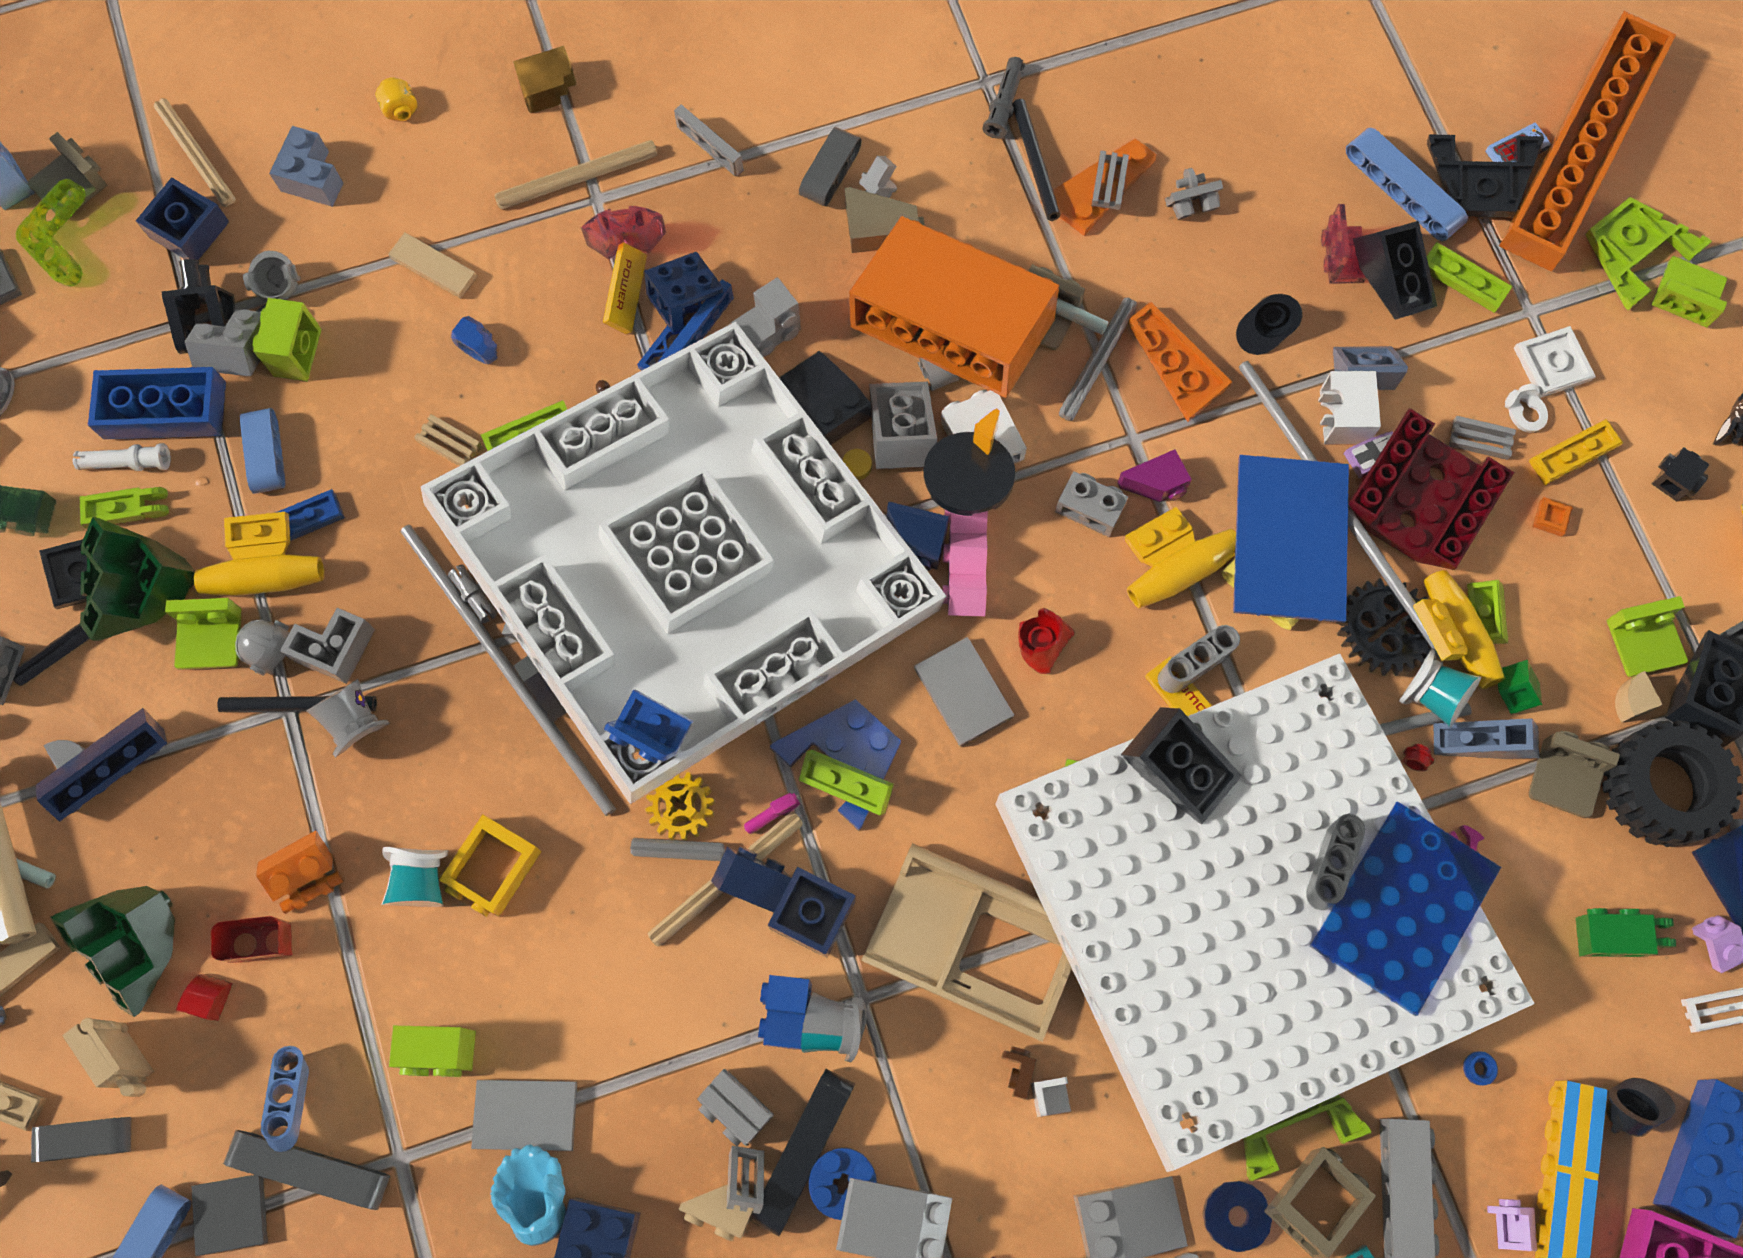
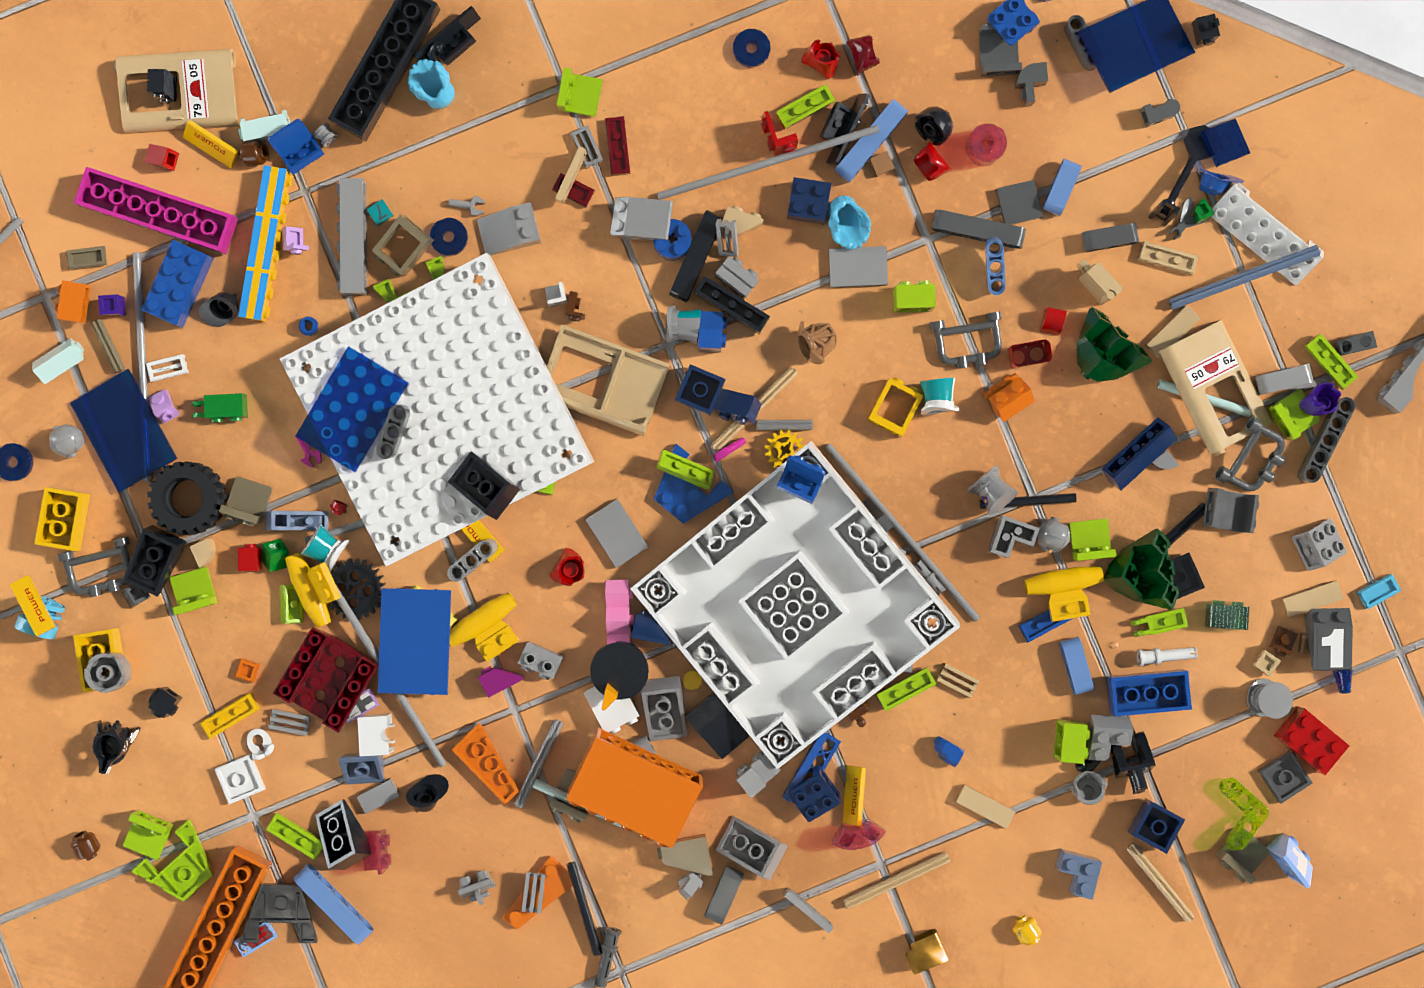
camera: 175 degrees right, 15 degrees up
(340, 941) = (962, 361): none -> dark grey bar
(605, 985) = (819, 341): none -> medium nougat piece
(747, 1057) = (731, 305): none -> black brick
(784, 225) = (751, 848): none -> light grey slope
(1341, 327) = (378, 796): none -> light grey tile
(1560, 683) = (249, 558): none -> red brick

